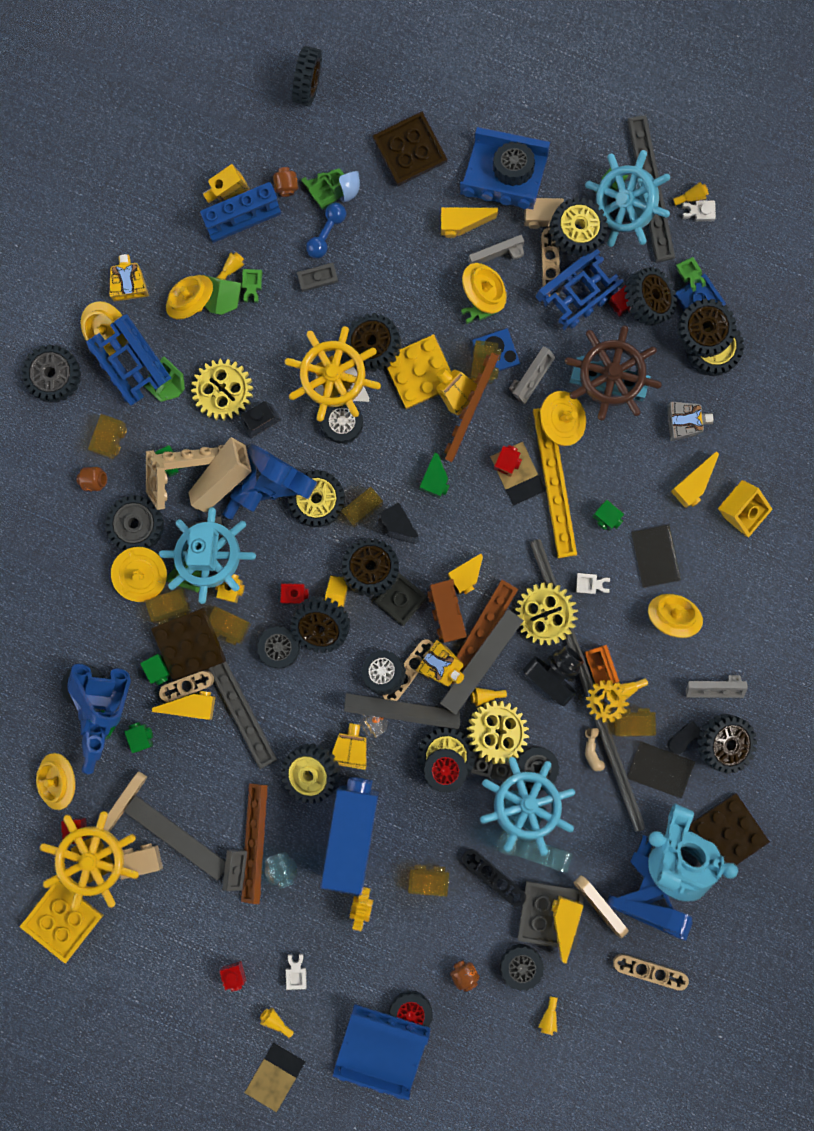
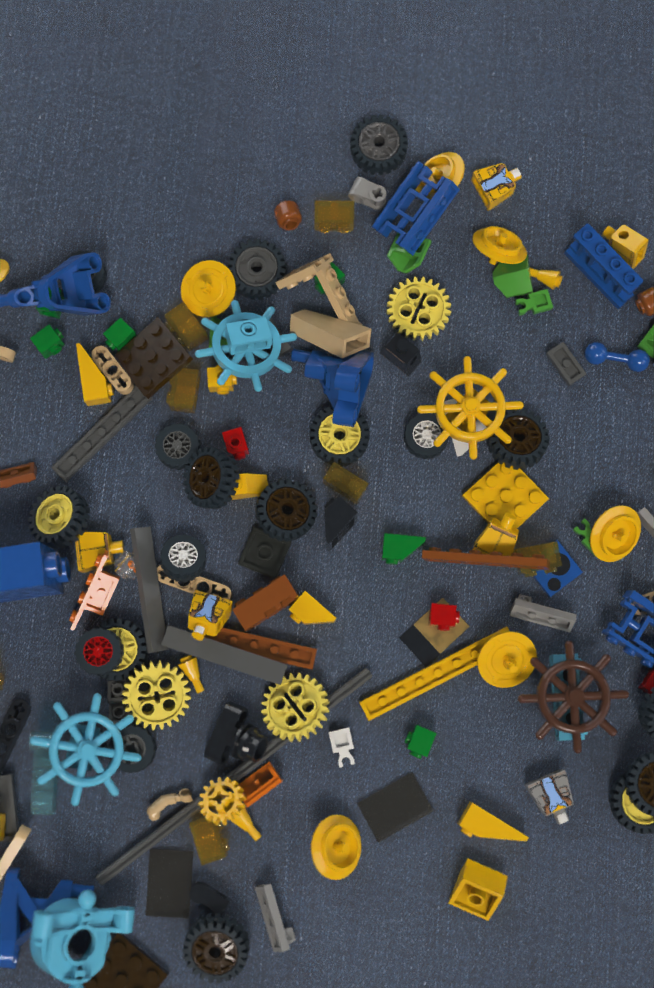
camera: 75 degrees right, 5 degrees down
(94, 400) = (368, 193): none -> light grey piece
(390, 757) = (98, 593): none -> bracket

